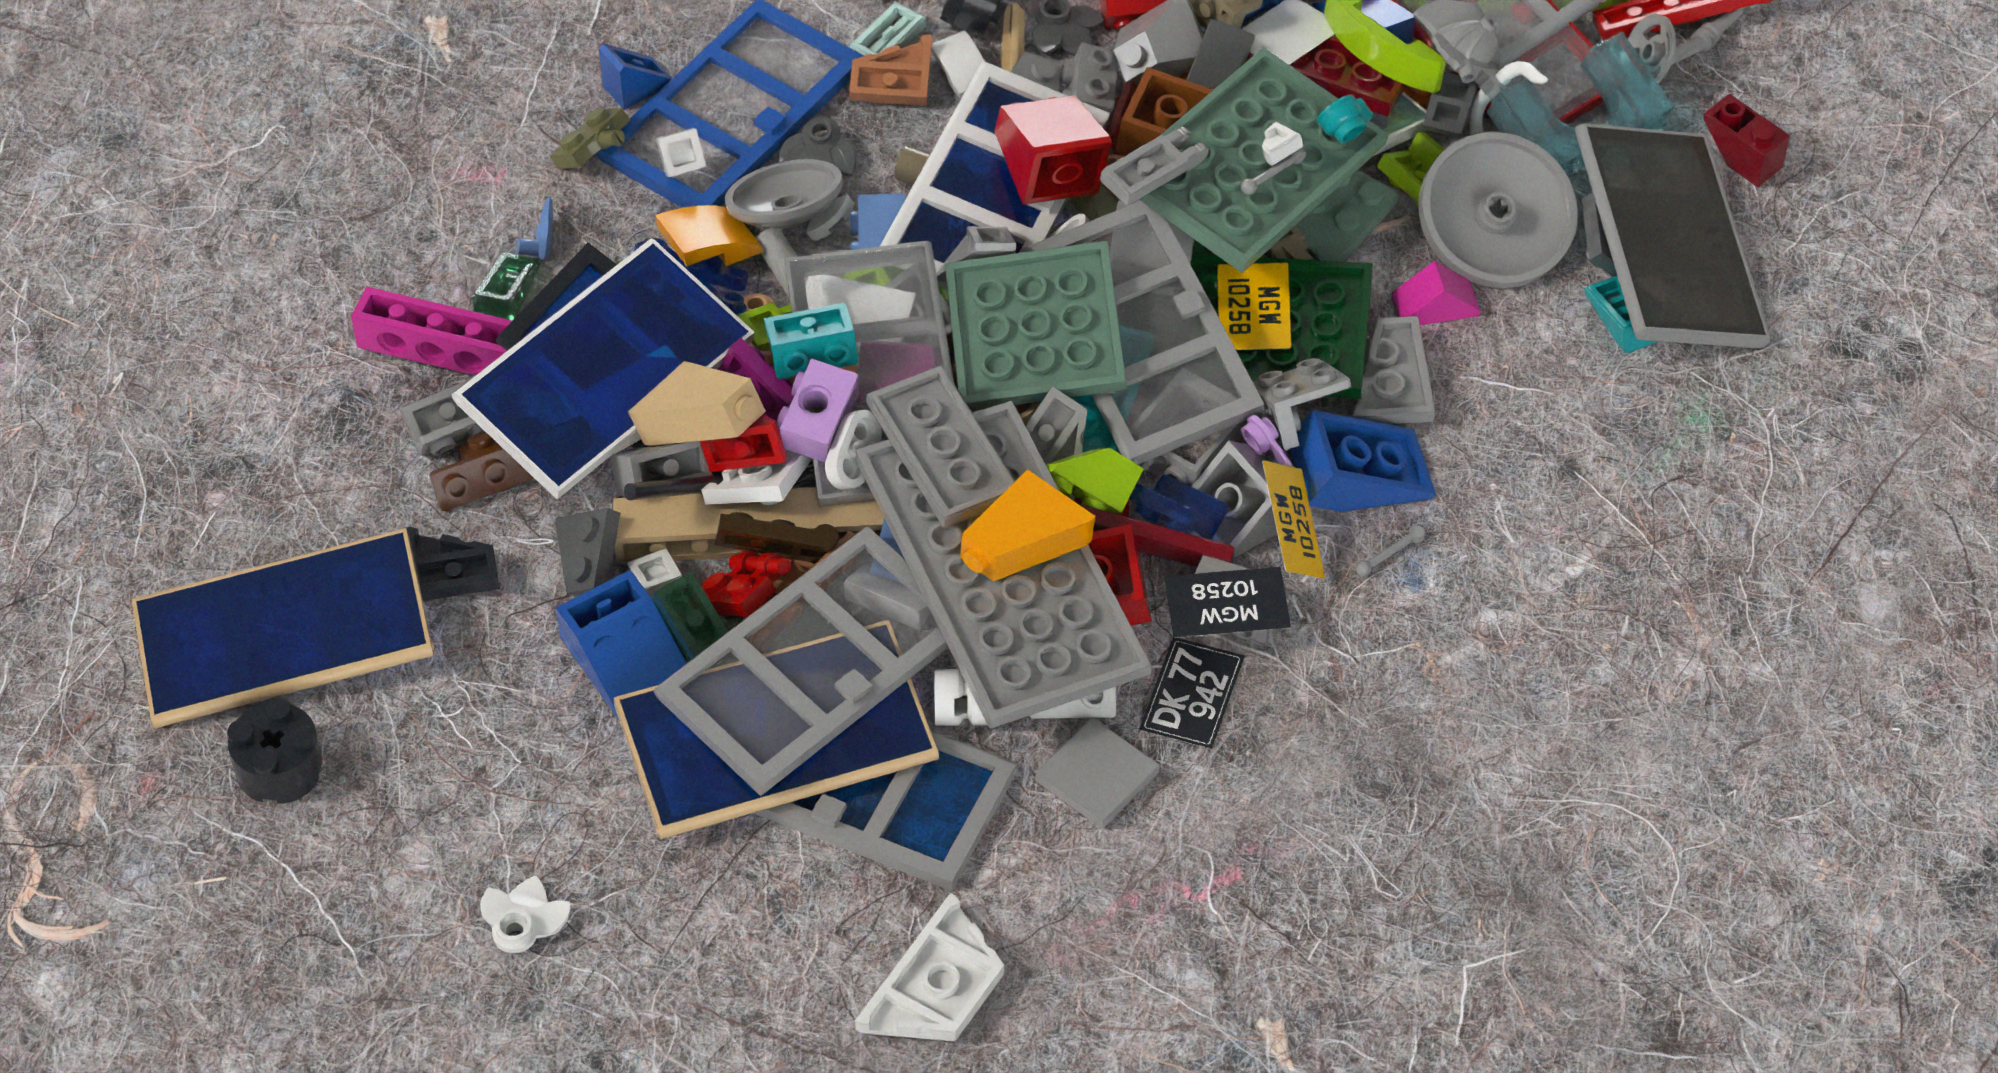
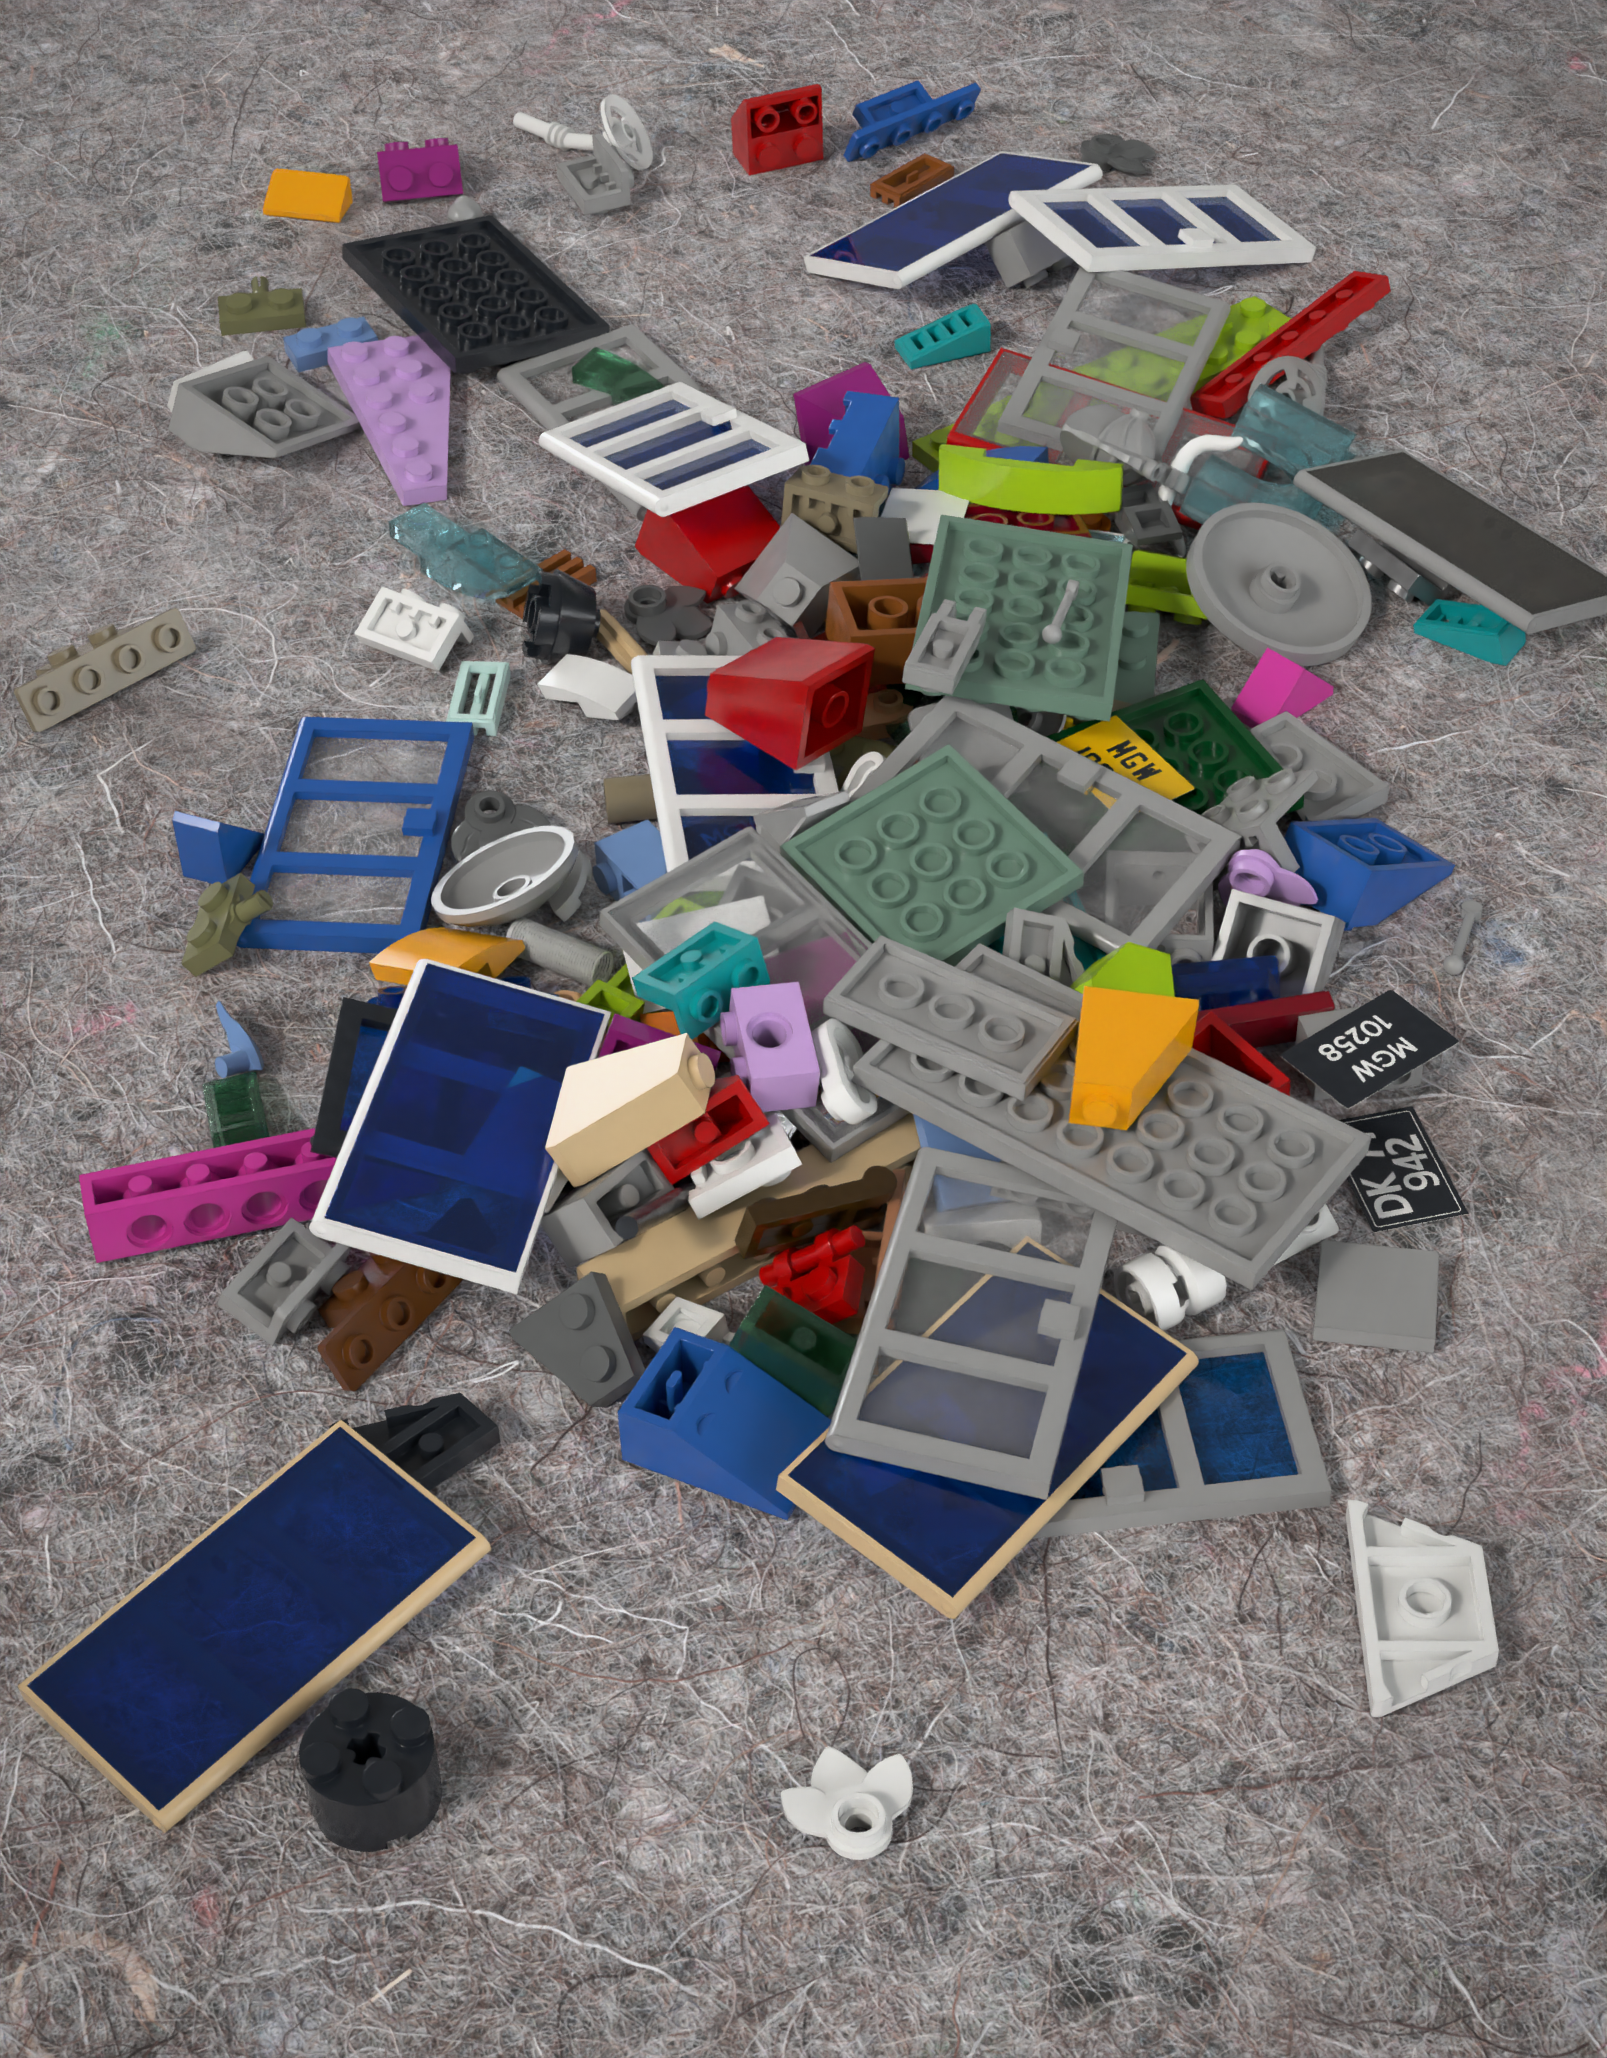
camera: 30 degrees left, 10 degrees down
(681, 152) = (349, 887): white plate -> none
(893, 75) = (524, 725): nougat wing -> none
(1280, 143) = (1048, 582): white tile -> none
(1293, 519) = (1364, 941): yellow sticker -> none
(1345, 118) = (1089, 540): teal piece -> none
(1746, 140) = (1446, 437): dark red slope -> none

